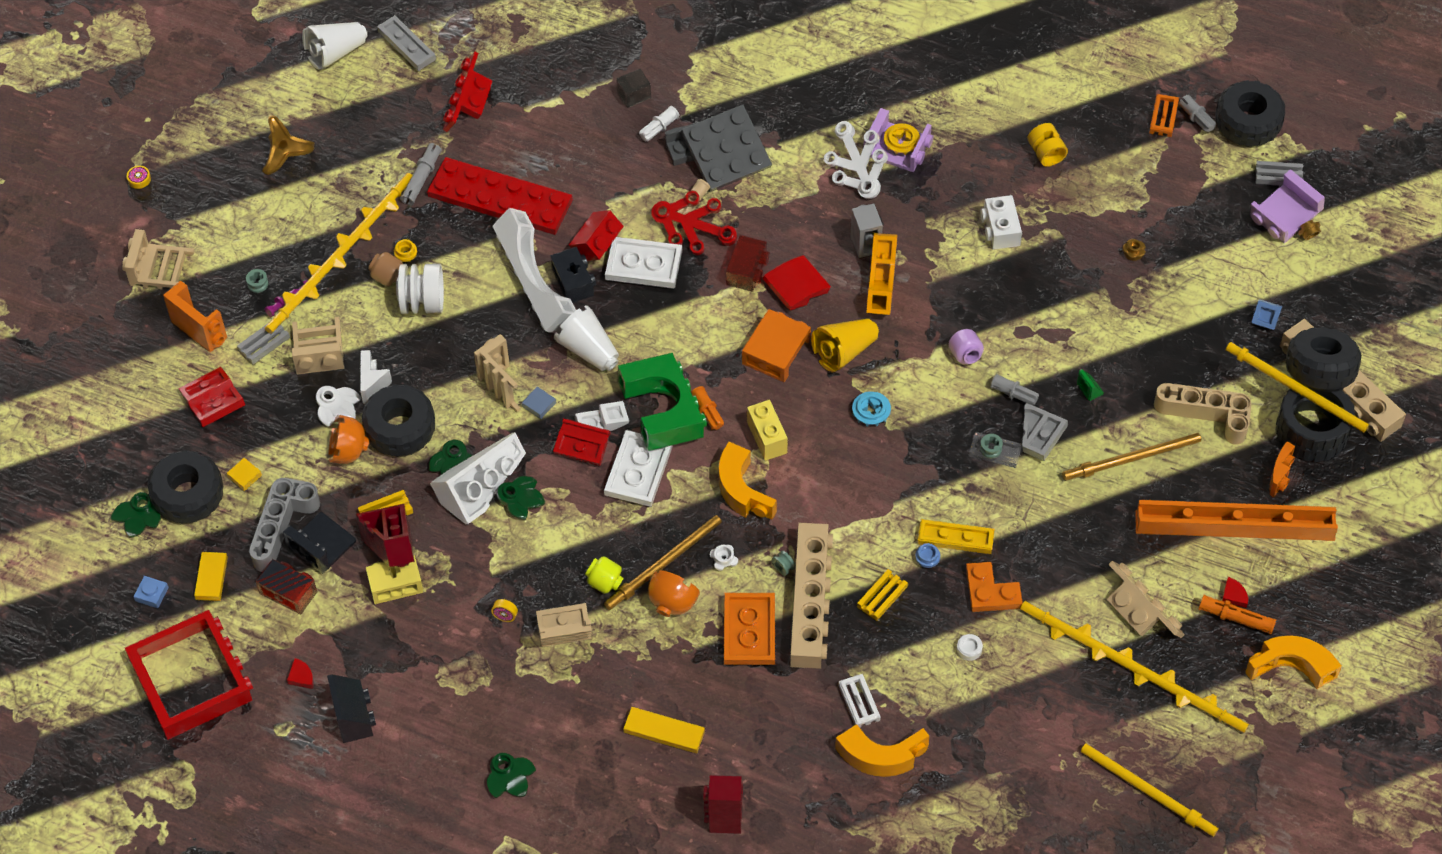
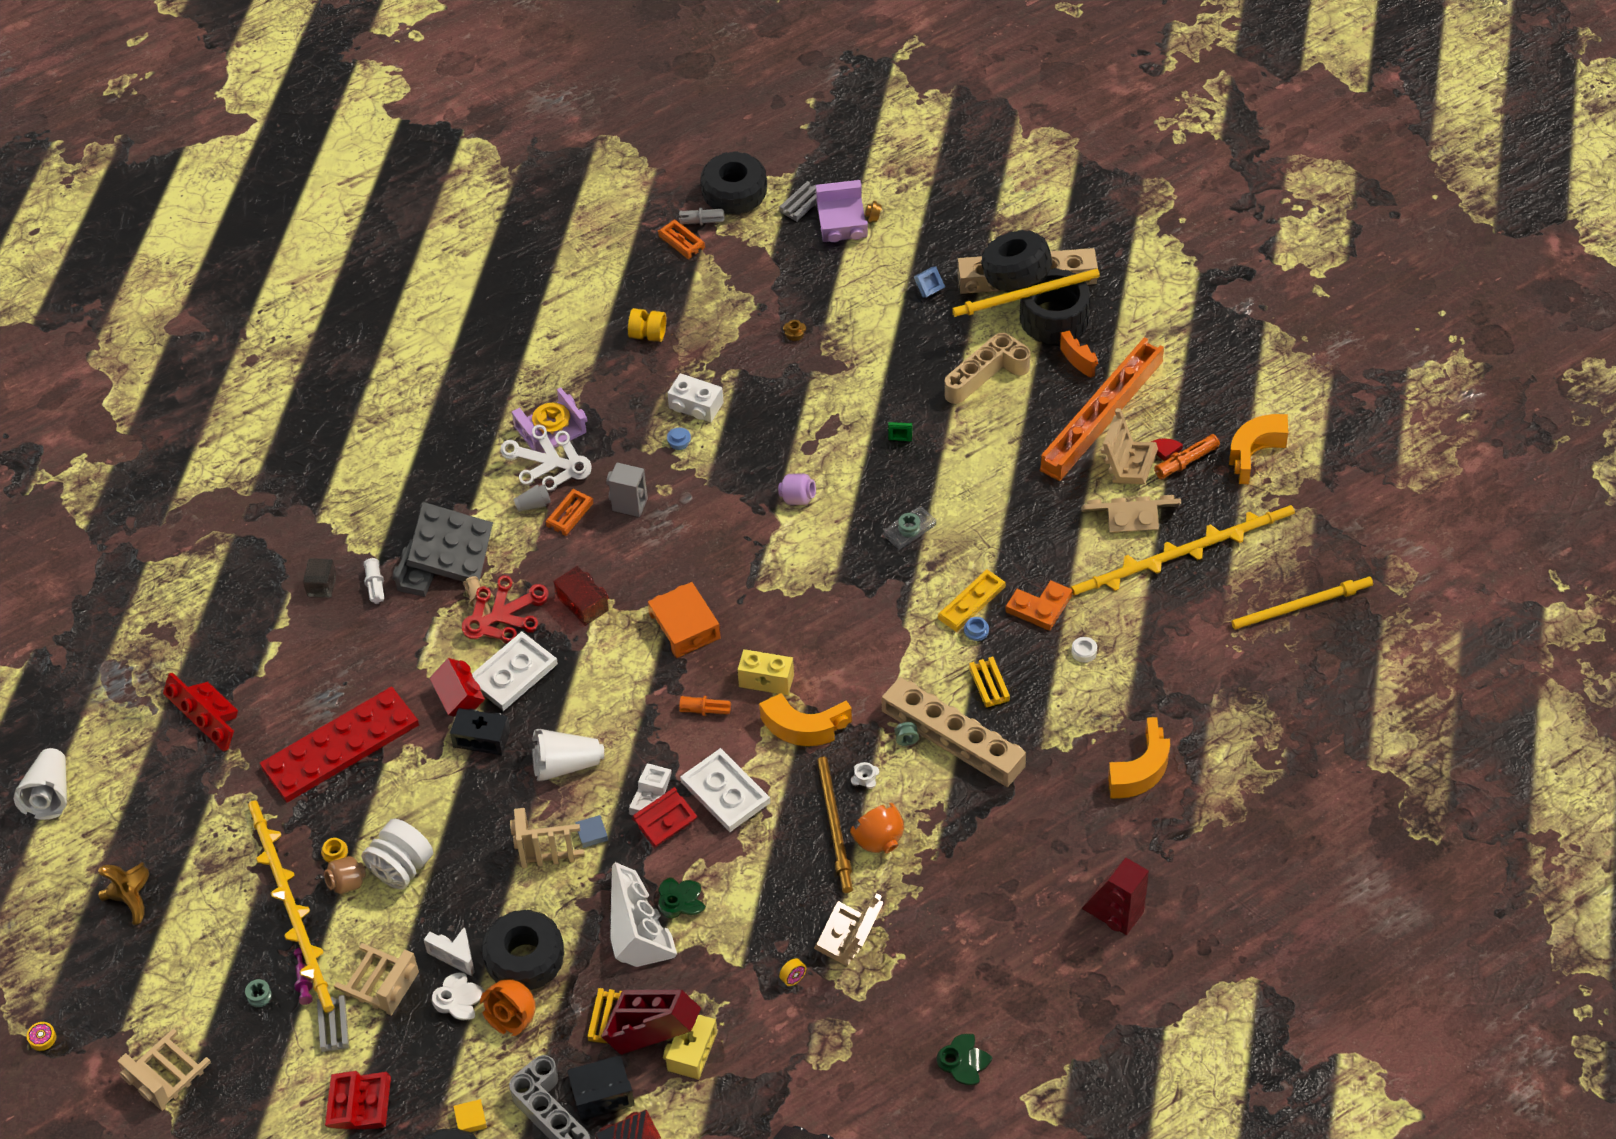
camera: 55 degrees left, 5 degrees down
(204, 330) = (264, 1067): orange panel -> none
(406, 43) = (99, 726): light grey plate -> none
(424, 166) = (255, 785): light grey pin -> none
(444, 460) = (595, 937): dark green plate -> none
(517, 237) = (401, 749): white arch -> none
(604, 575) = (816, 873): neon yellow head -> none
(664, 376) = (651, 715): green arch -> none
(664, 730) = (1003, 913): yellow tile -> none
(749, 629) = (952, 794): orange plate -> none
(796, 282) = (630, 571): red slope -> none
(815, 176) = (533, 498): none -> light grey cone
(824, 211) = (573, 513): none -> orange tile
(843, 342) = (724, 571): yellow cone -> none
(866, 719) = (1078, 758): white tile -> none
(877, 401) = (796, 582): medium azure gear -> none
(882, 274) = (689, 516): light orange arch -> none
(954, 236) = (679, 438): none -> medium blue plate
(1014, 389) = (863, 482): light grey axle -> none
(1041, 431) = (918, 486): light grey wing -> none
(1088, 469) = (978, 475): pearl gold bar -> none
(1197, 571) = (1128, 459): none -> tan plate

